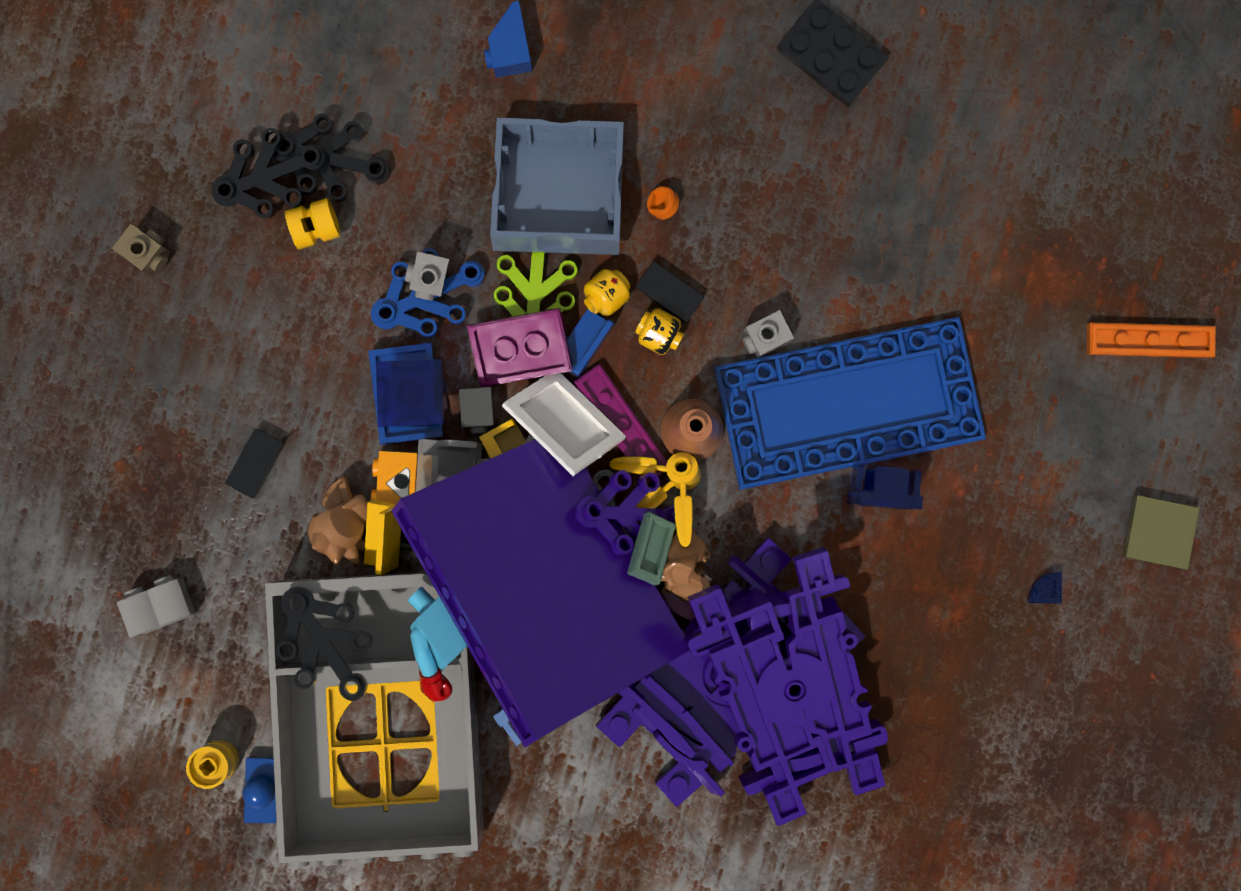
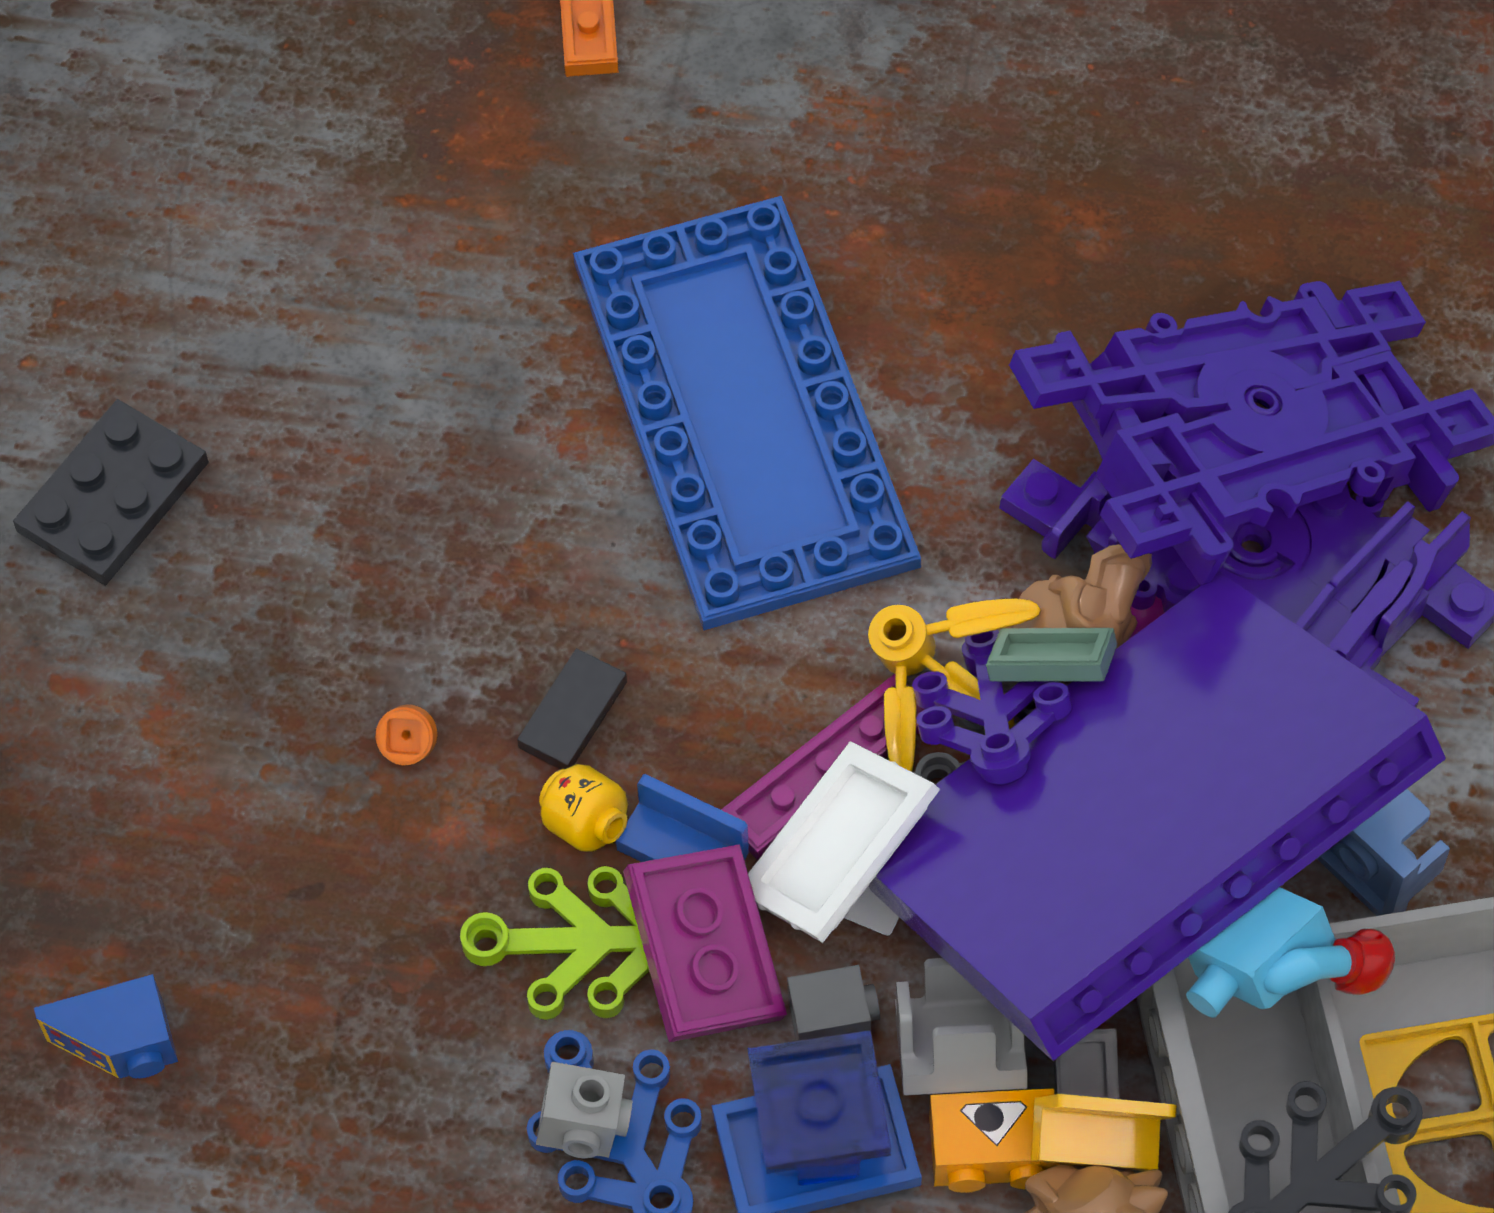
camera: 90 degrees left, 25 degrees down
(502, 438) = (886, 959): yellow panel -> none
(557, 186) = (392, 902): sand blue tile -> none
(659, 331) = (648, 712): yellow head -> none
(680, 438) = (821, 638): nougat cone -> none
(767, 335) = (636, 537): light grey brick -> none
(886, 488) = (890, 321): clear blue panel -> none
(1047, 589) = (1023, 91): clear blue tile -> none

